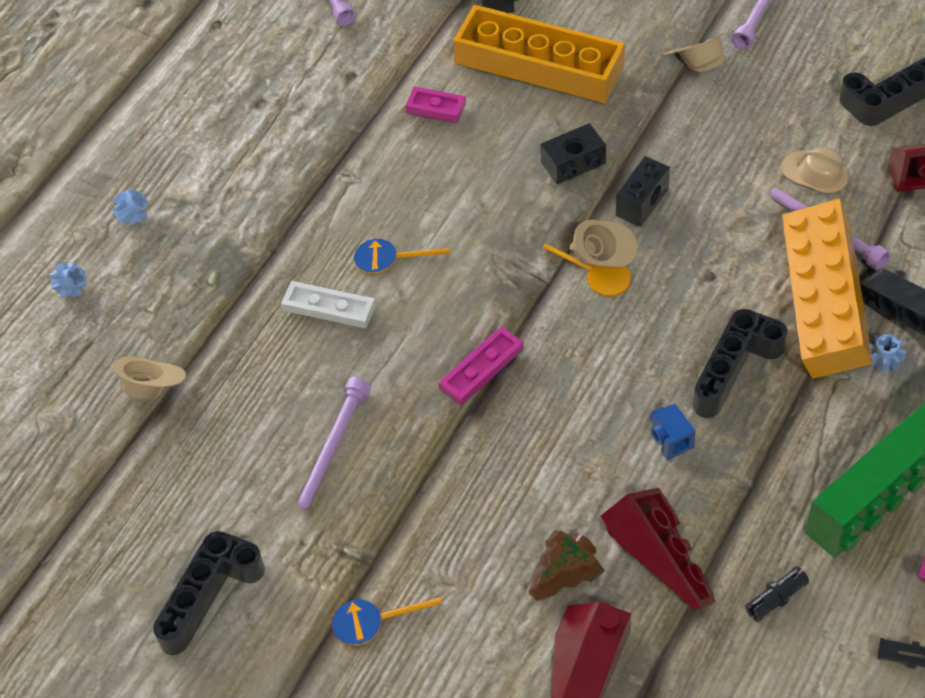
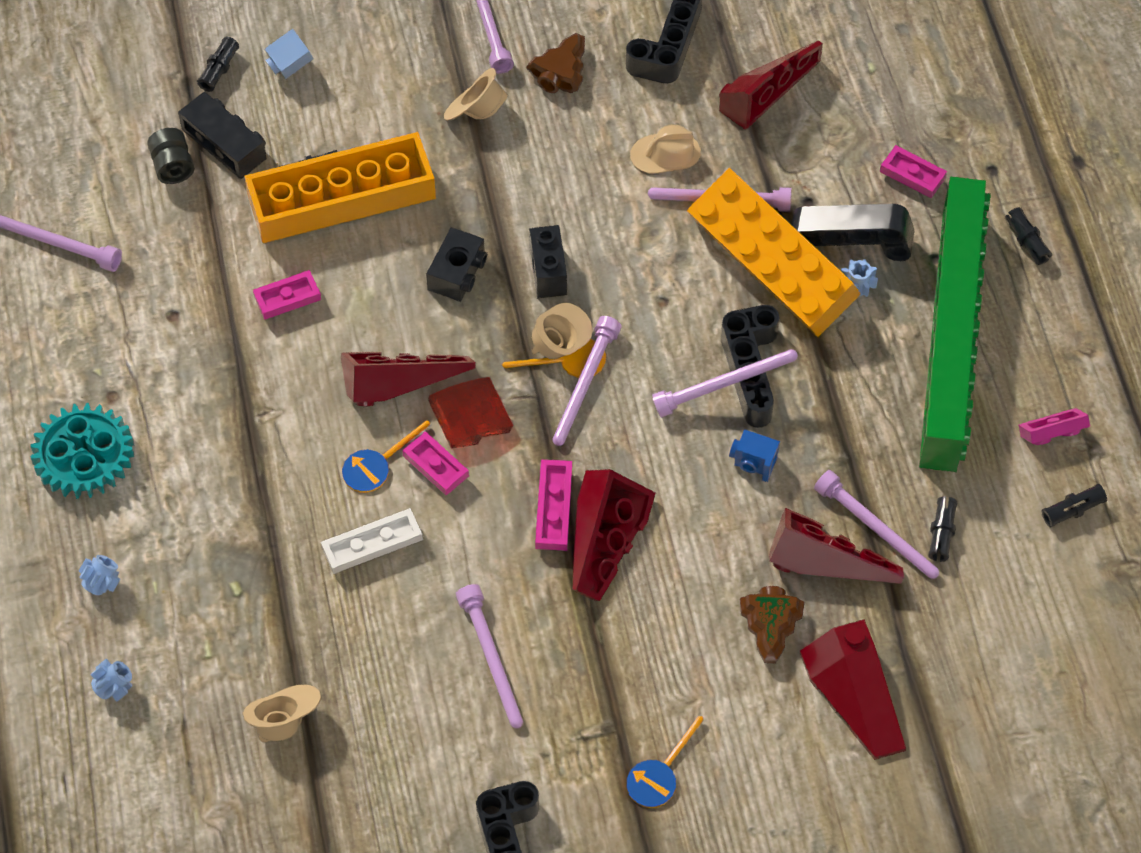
camera: 45 degrees left, 5 degrees up
(182, 127) = (98, 431): none -> teal gear
(425, 281) = (435, 463): none -> dark pink plate
(443, 195) = (378, 378): none -> dark red wedge
(485, 261) = (470, 412): none -> clear red slope
(505, 406) = (607, 521): none -> dark red wedge
(637, 347) = (668, 401): none -> lavender piece
(641, 268) = (606, 331): none -> lavender piece
(711, 495) = (830, 486): none -> lavender piece
(787, 64) = (560, 66): none -> reddish brown rock

